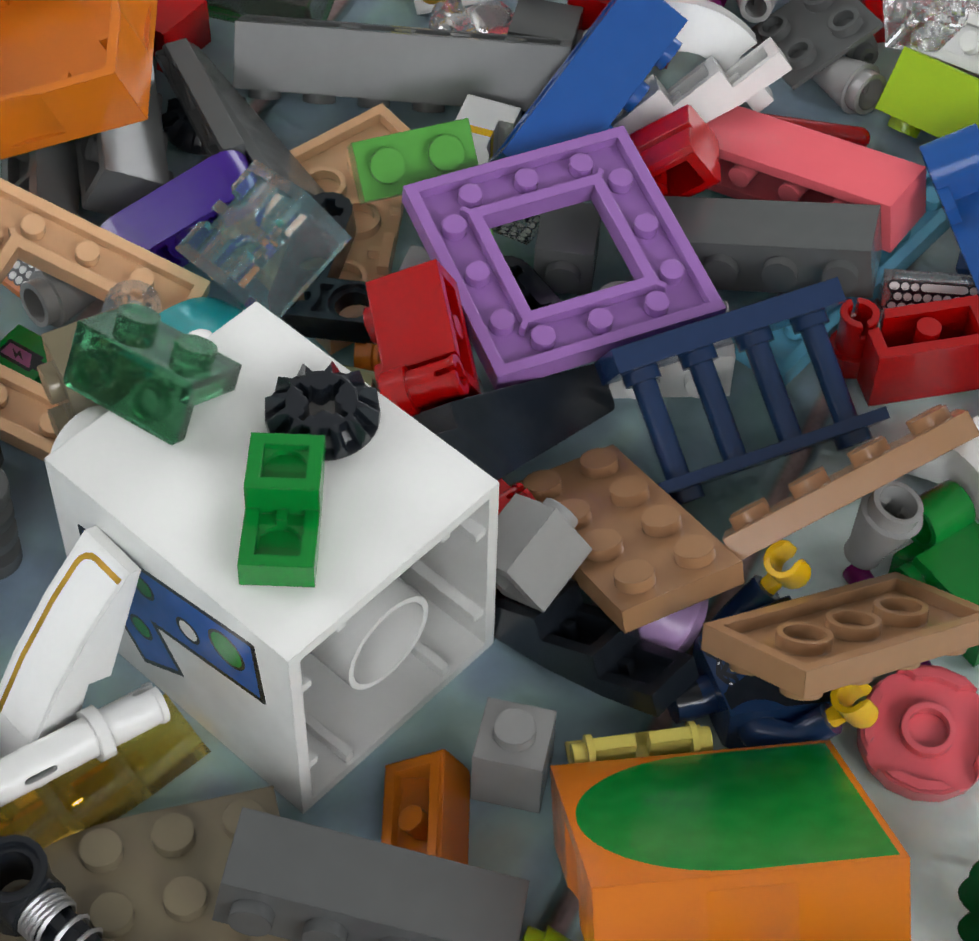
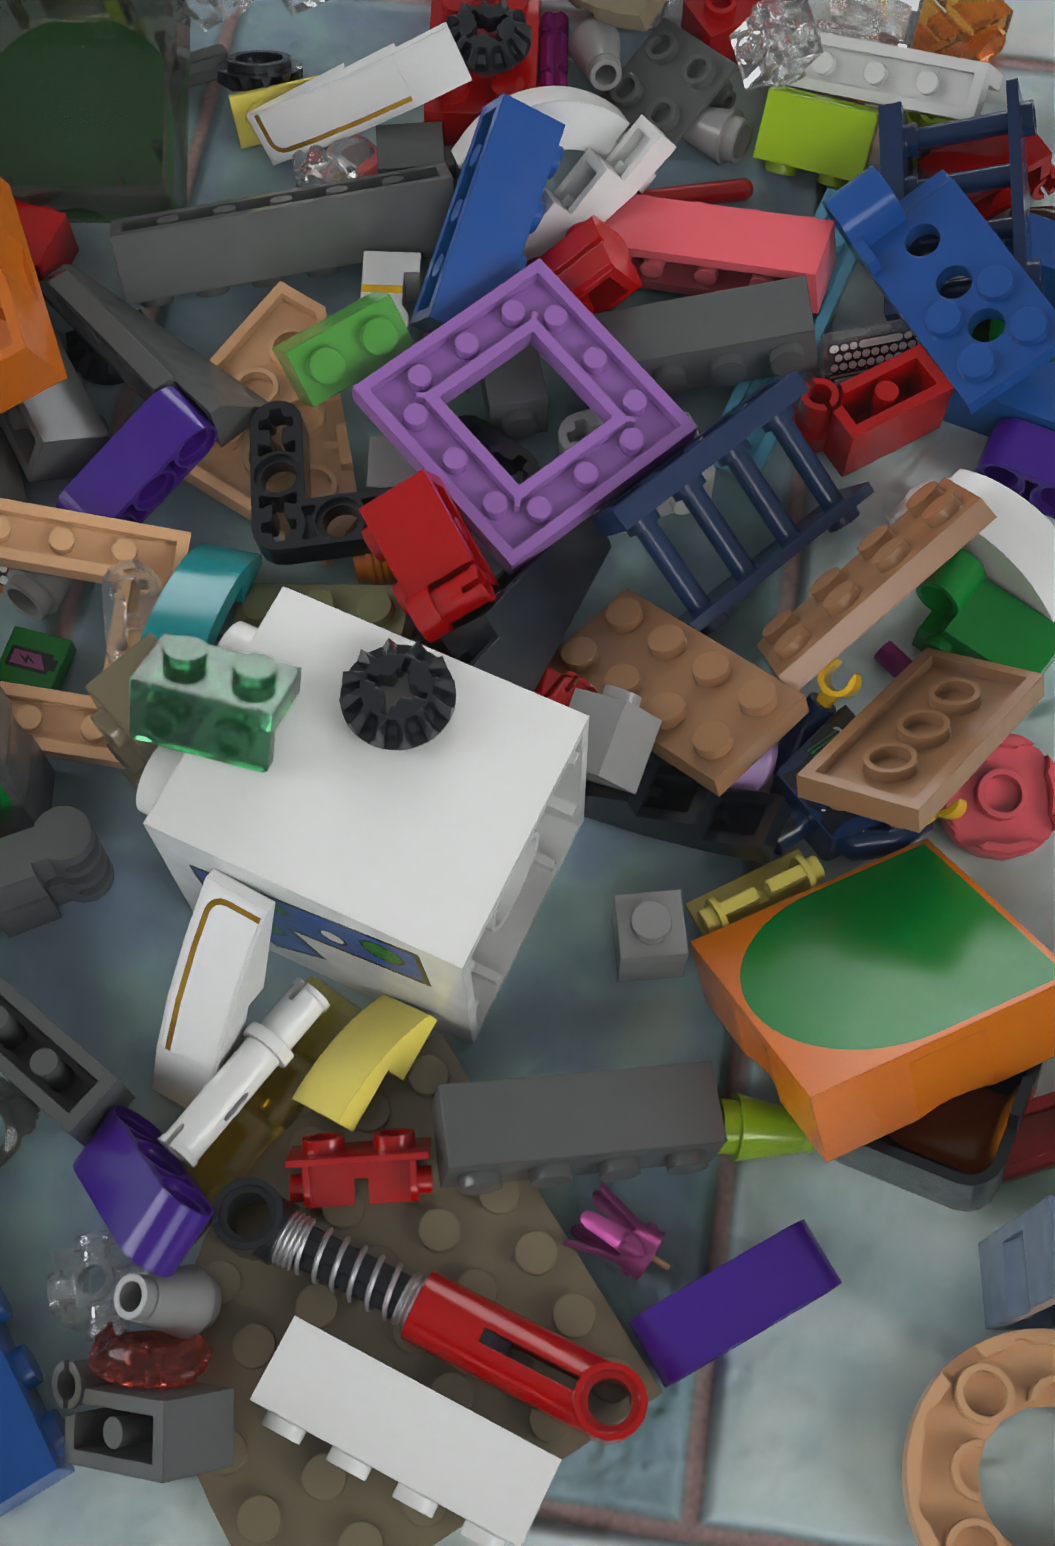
camera: 15 degrees left, 15 degrees up
(111, 864) = (333, 1165): none -> red hinge
(207, 767) = (351, 1068): none -> light yellow slope
(265, 241) = (234, 484): clear light blue piece -> none
(282, 510) = (401, 814): green slope -> none
(428, 806) = (586, 1015): orange slope -> none
(883, 524) = (912, 615): light grey cone -> none

